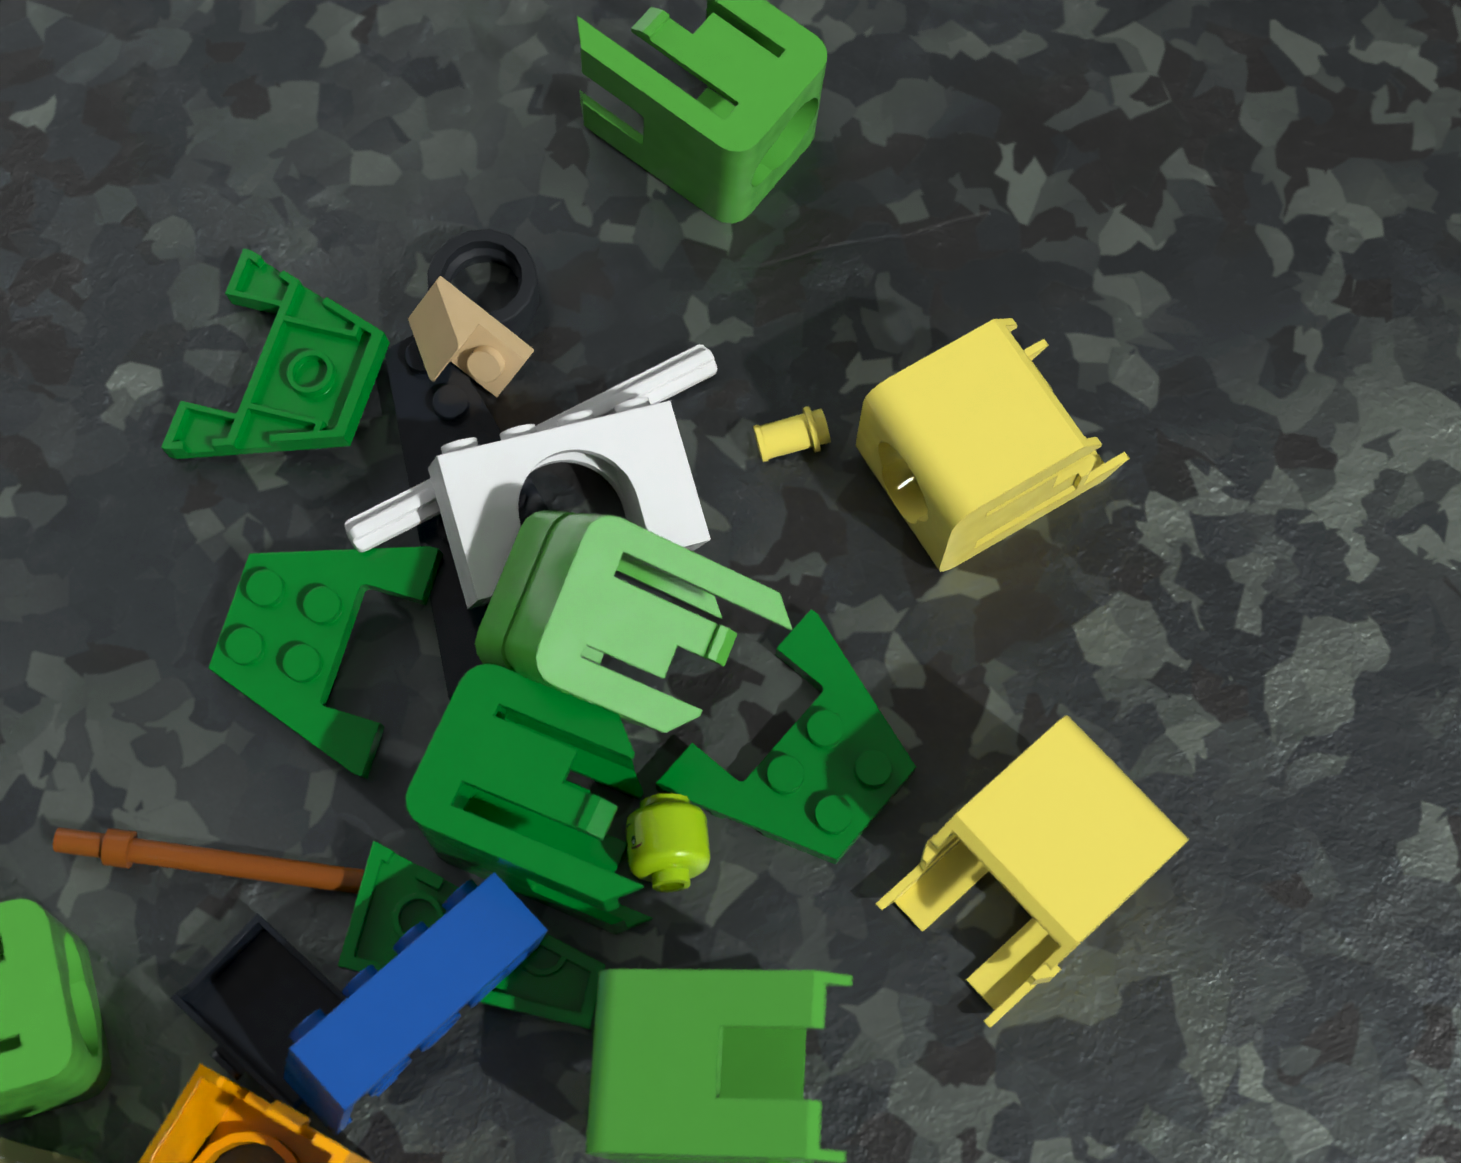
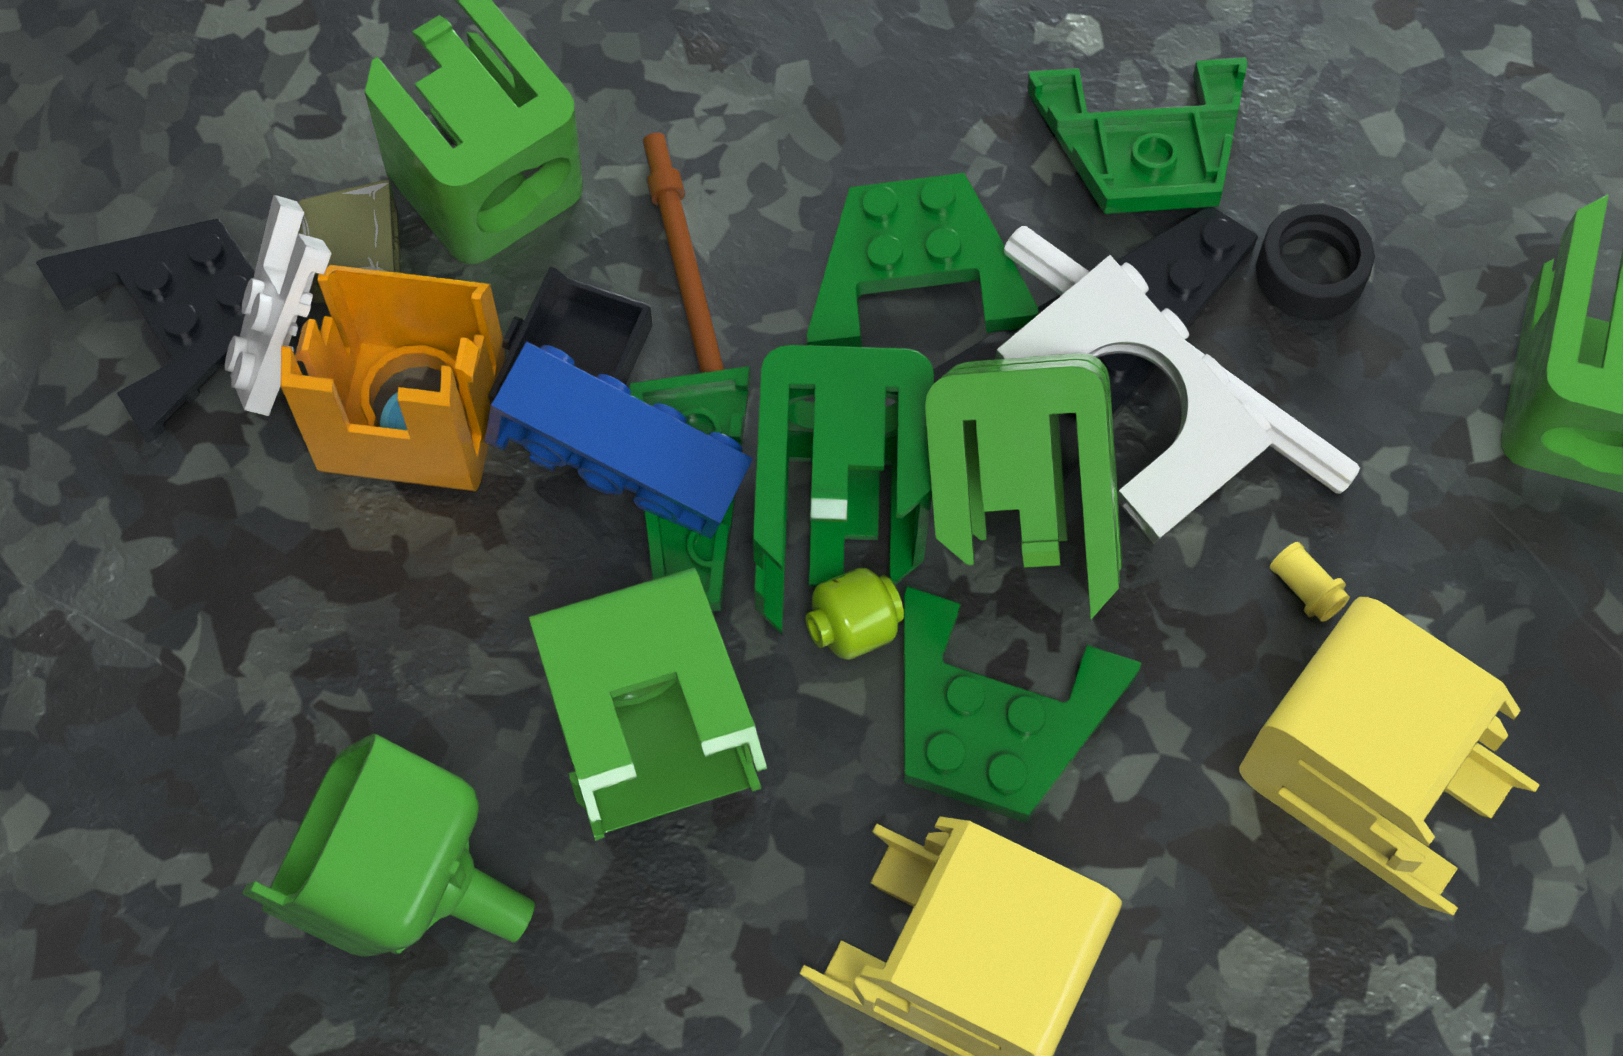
camera: 70 degrees right, 5 degrees down
(460, 331) = (1254, 252): tan slope -> none

